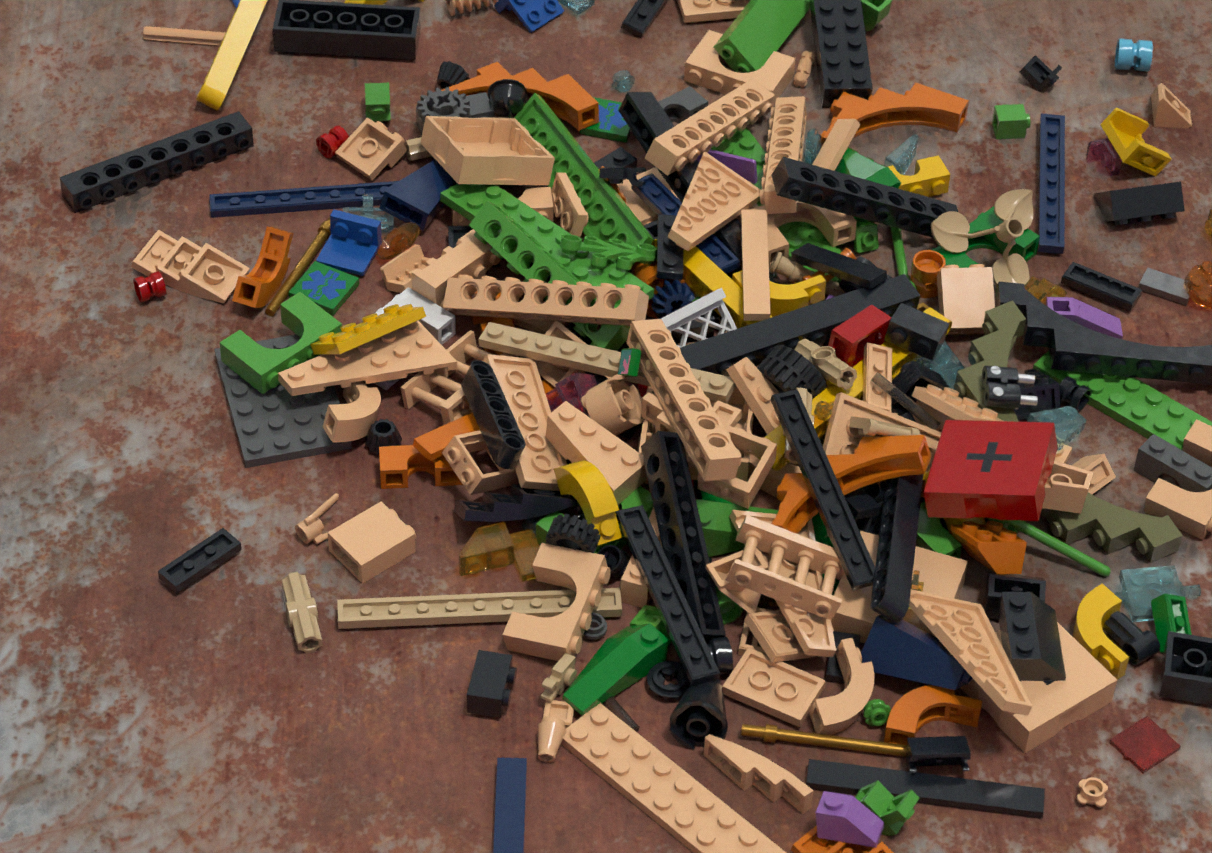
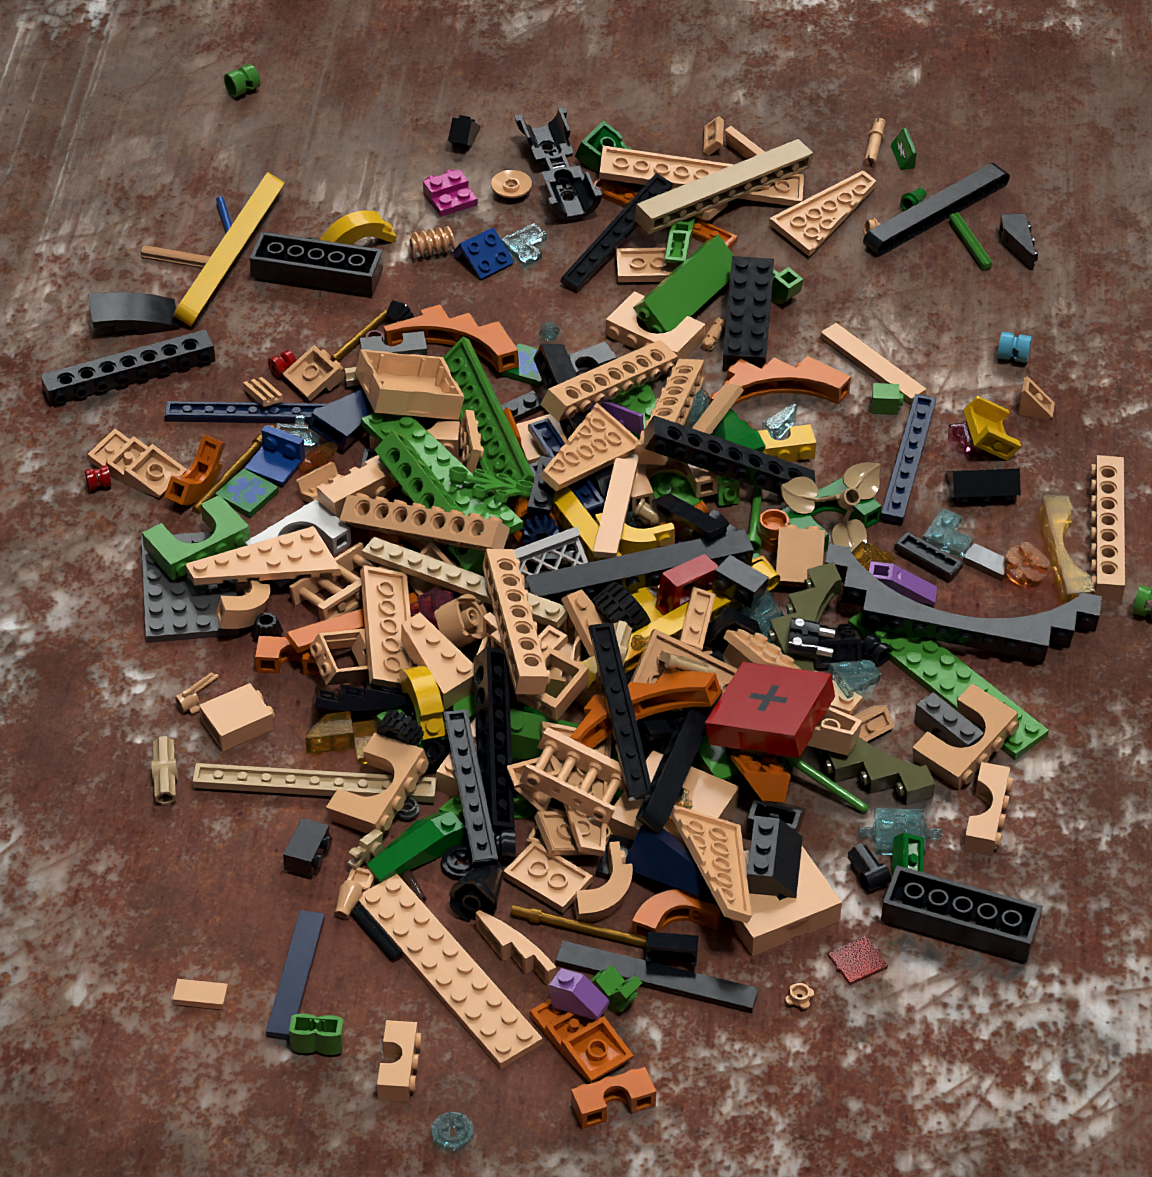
camera: 10 degrees right, 0 degrees up
(150, 99) = (133, 311): none -> black slope
(199, 560) = (89, 717): black plate -> none
(318, 174) = (265, 390): none -> light nougat tile
(370, 329) = (273, 532): yellow plate -> none
(377, 101) = (328, 331): bright green brick -> none
(411, 105) = (356, 338): none -> pearl gold bar
(443, 104) = (381, 339): dark grey gear -> none
(493, 414) = (357, 618): black beam -> none
(507, 97) = (440, 338): black piece -> none
(592, 773) = (377, 932): none -> black axle
(616, 175) = (516, 416): black plate -> none
(629, 362) = (479, 584): tile -> none
(827, 363) = (653, 602): tan piece -> none
(876, 712) = (628, 903): bright green plate -> none
(905, 401) = (716, 641): clear smoke bar -> none
(981, 82) = (871, 361): none -> light nougat tile
(1039, 74) = (924, 357): black bracket -> none
(1088, 631) = (835, 852): yellow arch -> none
(1109, 260) = (944, 536): none -> clear light blue plate

